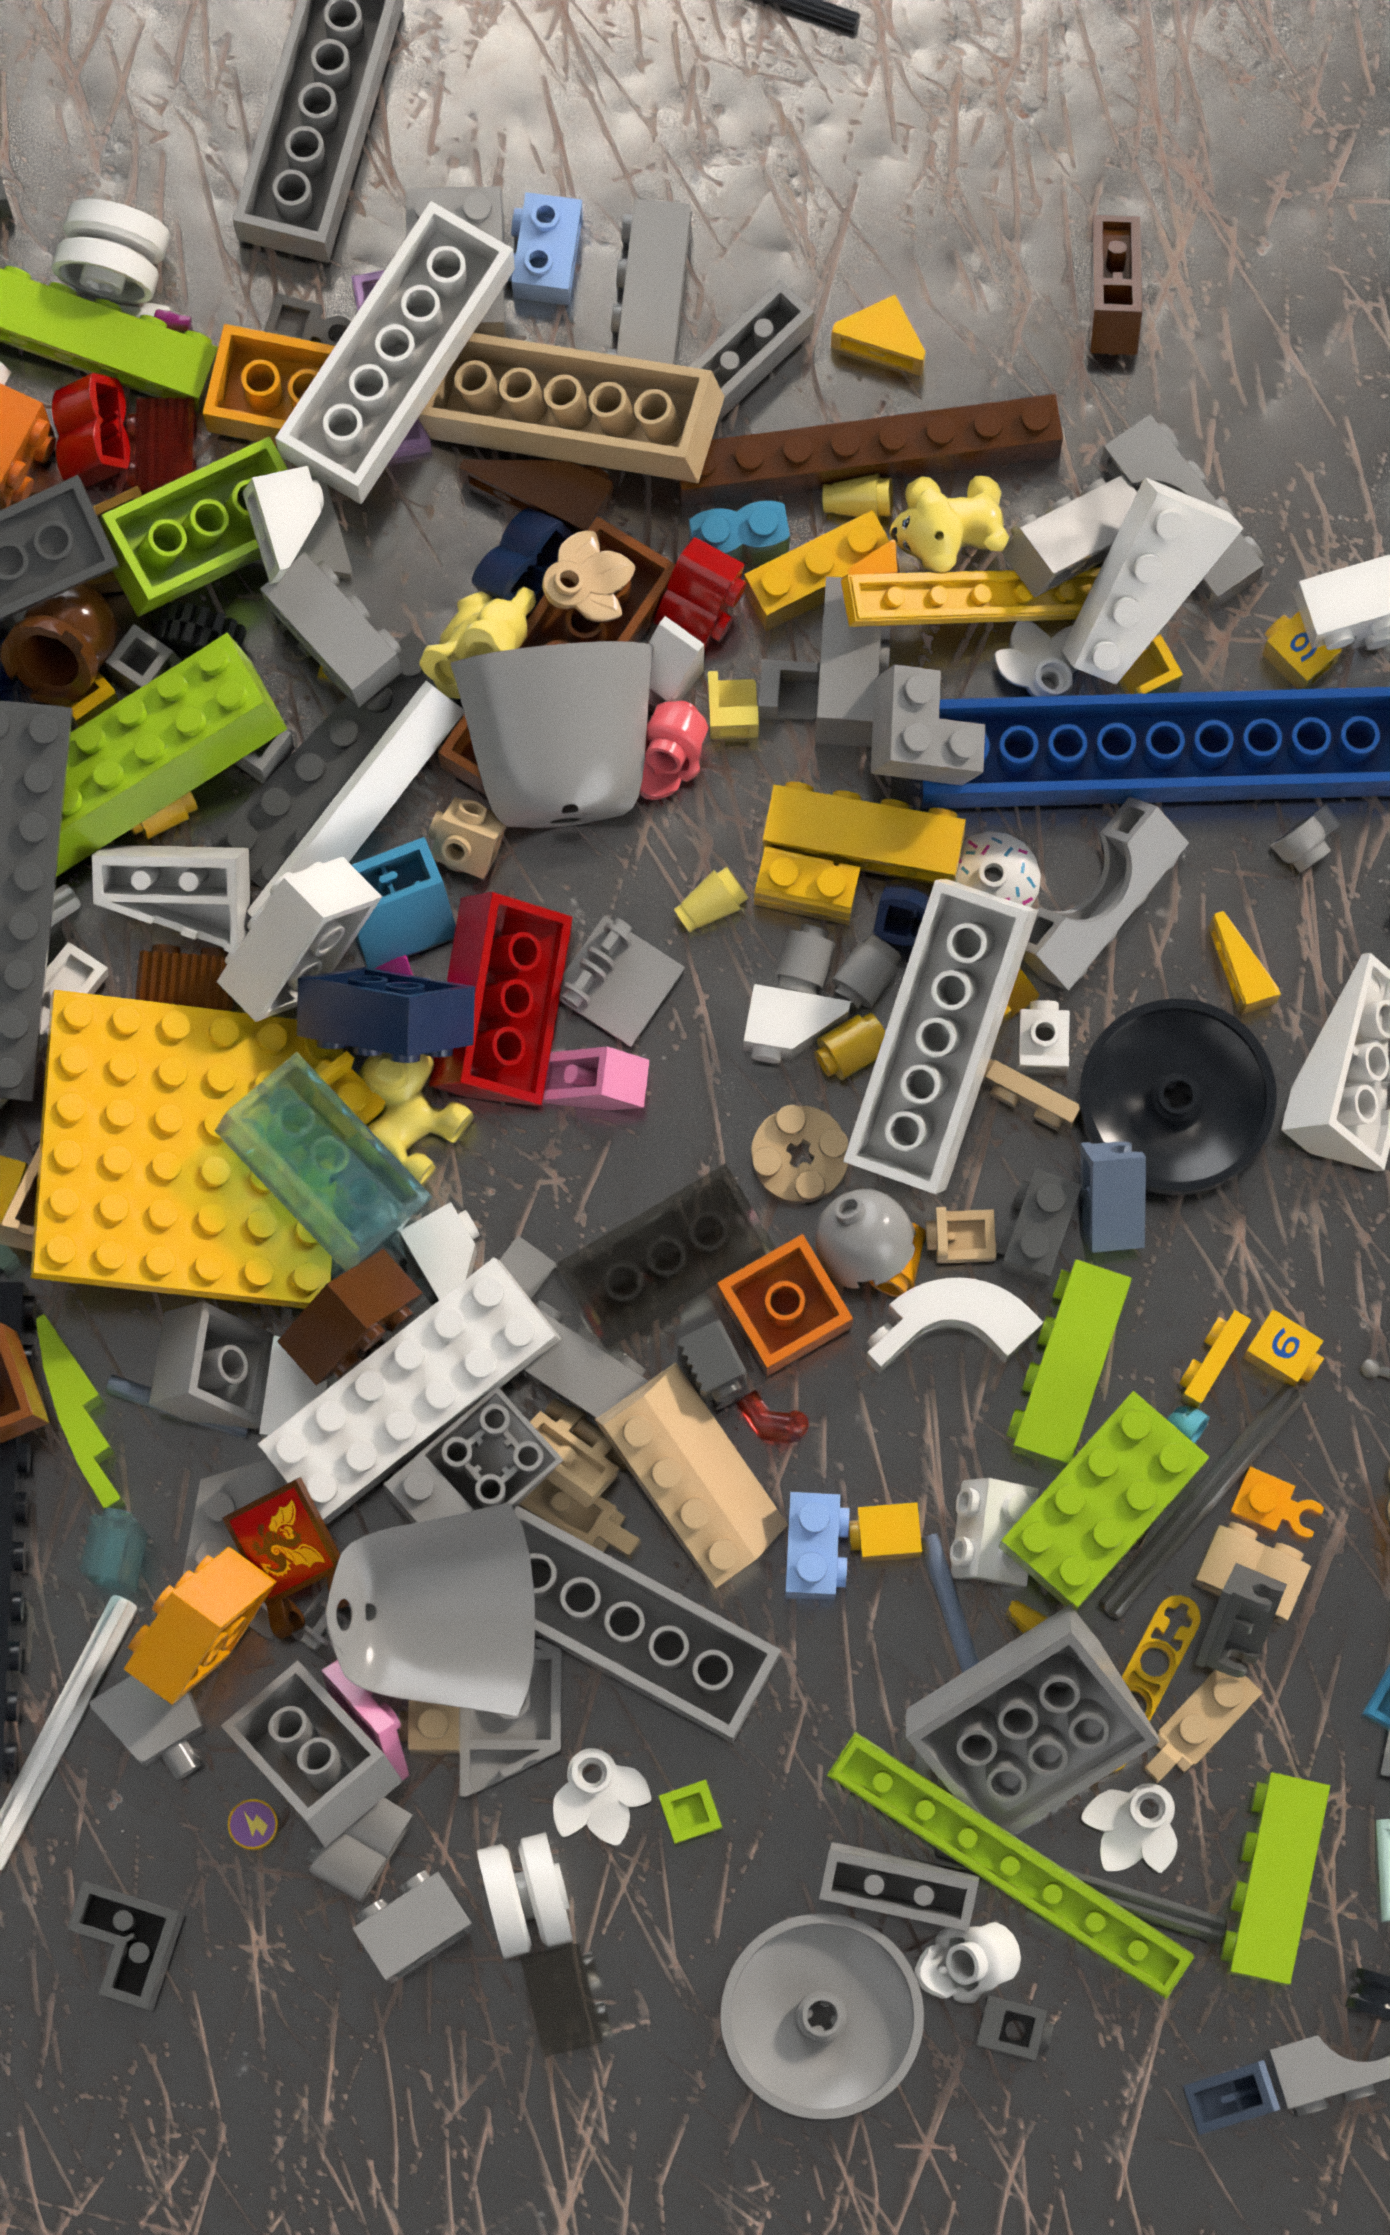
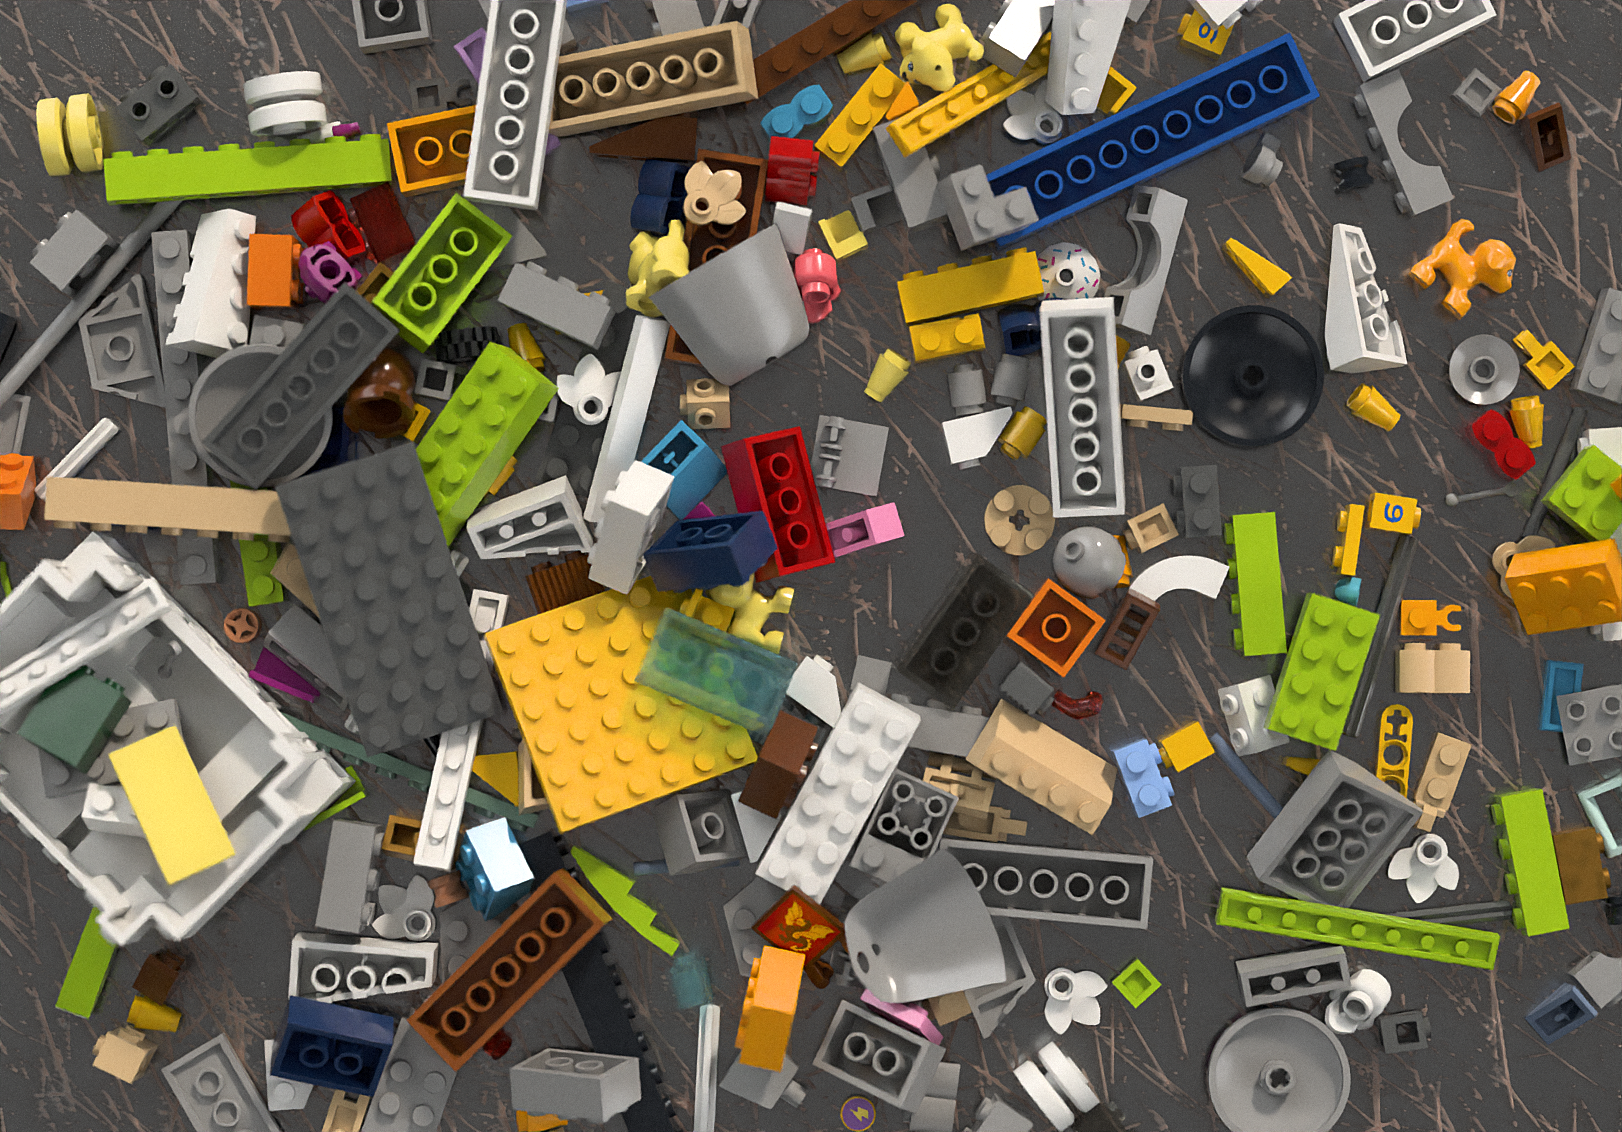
camera: 25 degrees left, 10 degrees up
(63, 455) = (325, 271): none -> magenta piece
(272, 667) = (525, 345): none -> yellow cone
(282, 515) = (493, 247): white slope -> none
(324, 745) = (588, 384): none -> white plate
(908, 1314) = (1146, 622): none -> reddish brown slope
(1112, 1196) = (1238, 463): sand blue hinge -> none
(1241, 1621) = (1440, 707): dark grey hinge -> none
(1316, 1205) = (1372, 407): none -> yellow cone
(1339, 1910) = (1580, 865): none -> pearl gold brick

